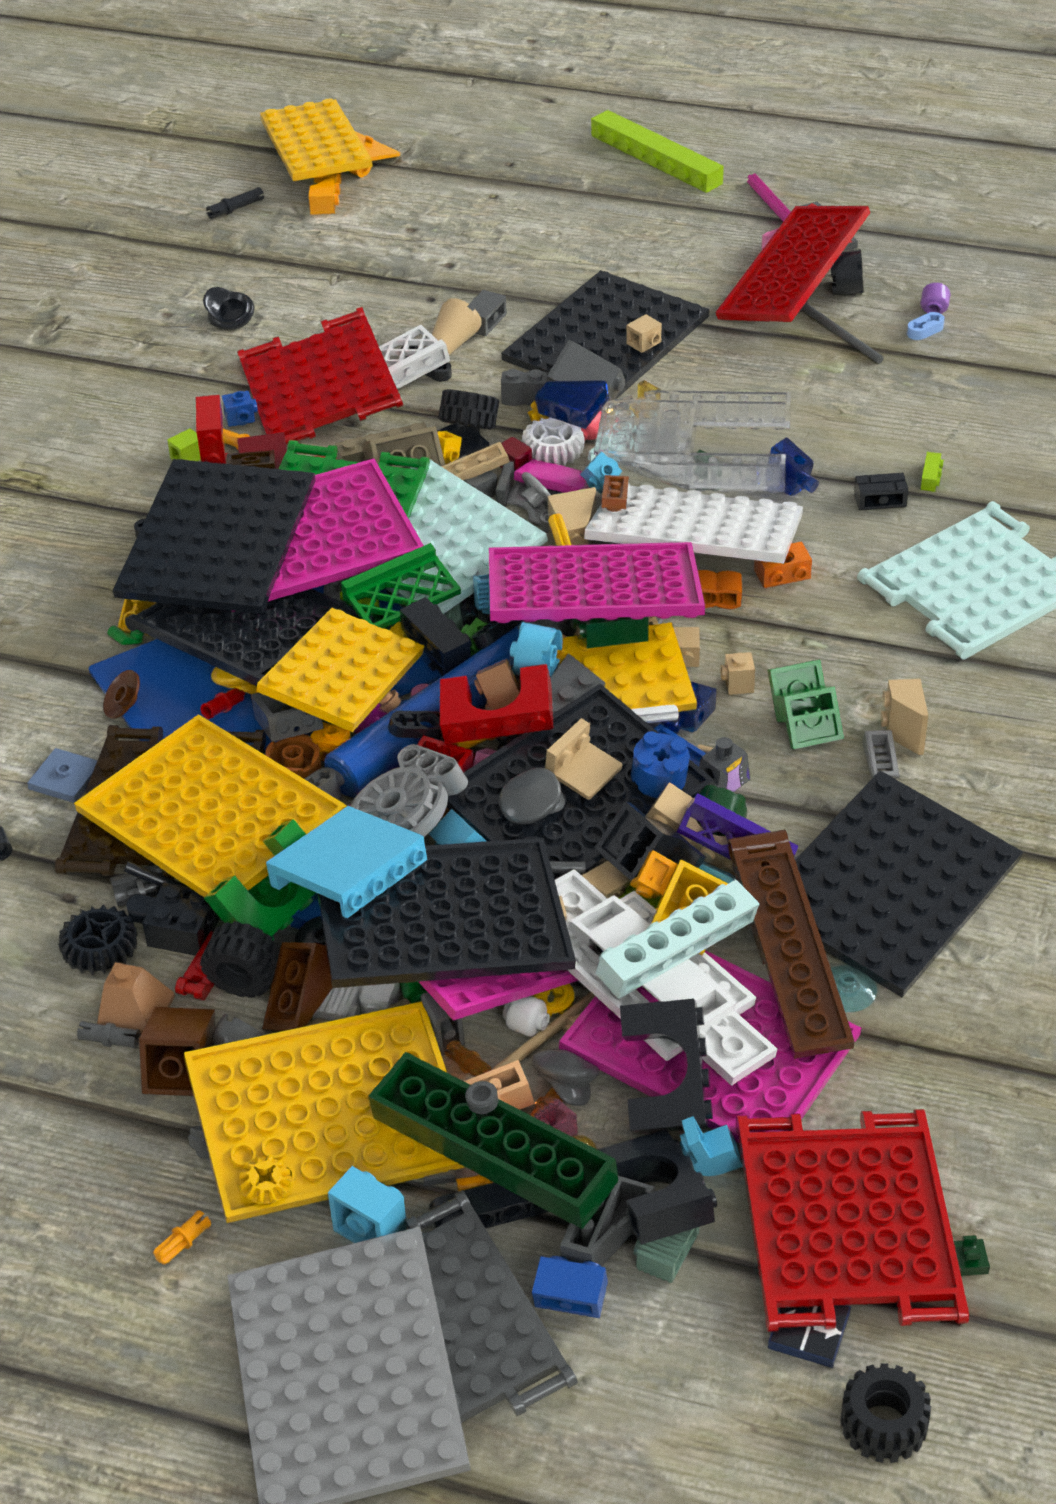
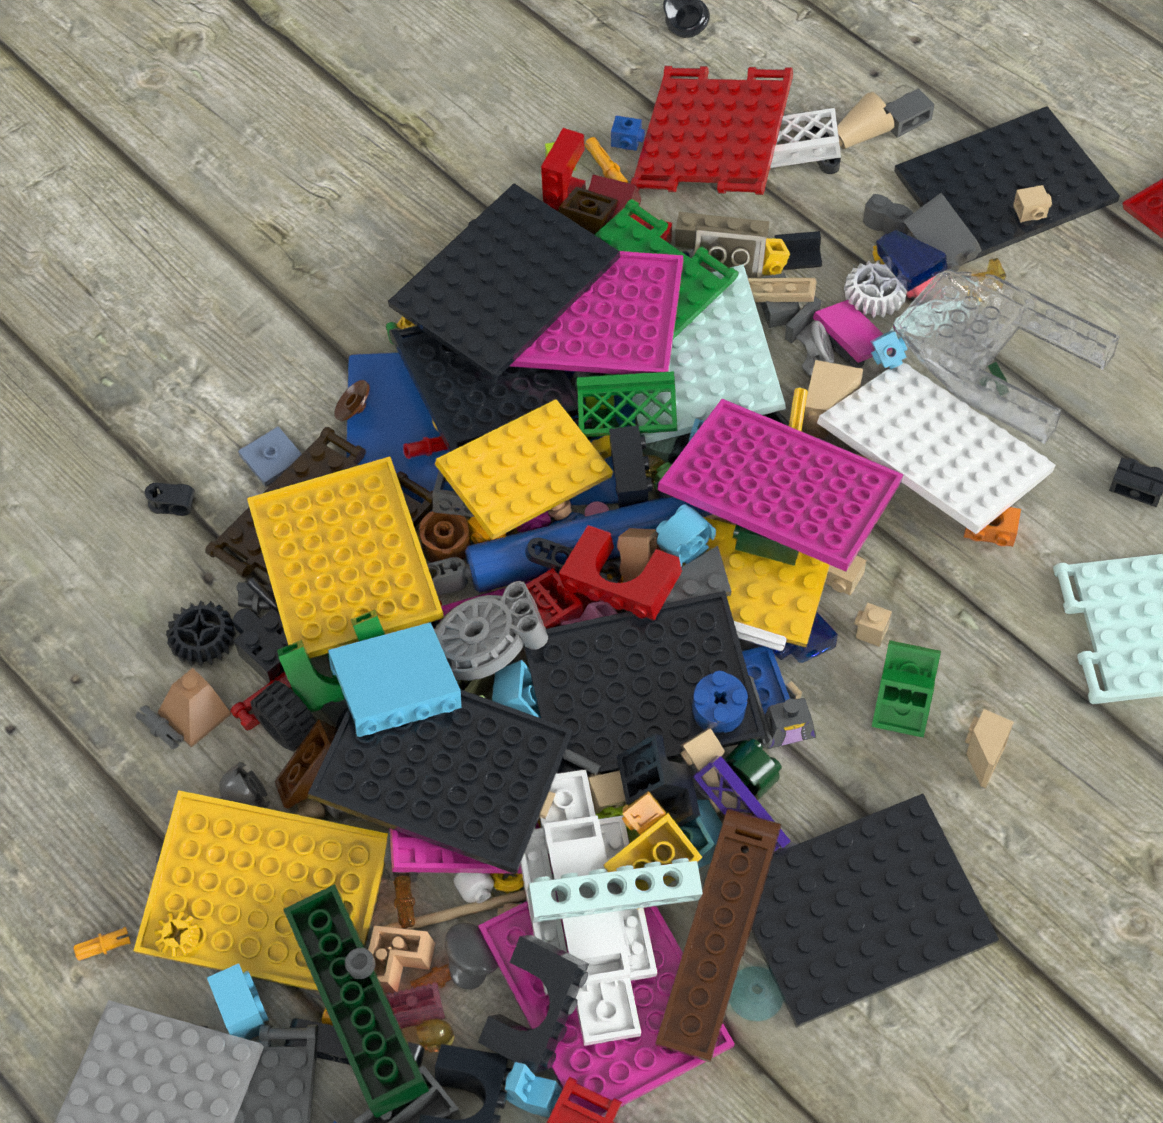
camera: 30 degrees right, 15 degrees up
(163, 1047) = (194, 765): reddish brown slope -> none
(468, 409) = (816, 224): black tyre -> none
(517, 452) = (830, 289): dark red panel -> none
(531, 796) = (592, 682): dark grey piece -> none
(580, 763) = (654, 668): tan bracket -> none
(615, 492) = (879, 382): dark orange plate -> none
(721, 588) = (914, 521): orange brick -> none
(797, 468) = (1072, 421): clear blue torso -> none
(885, 739) = (949, 753): light grey slope -> none

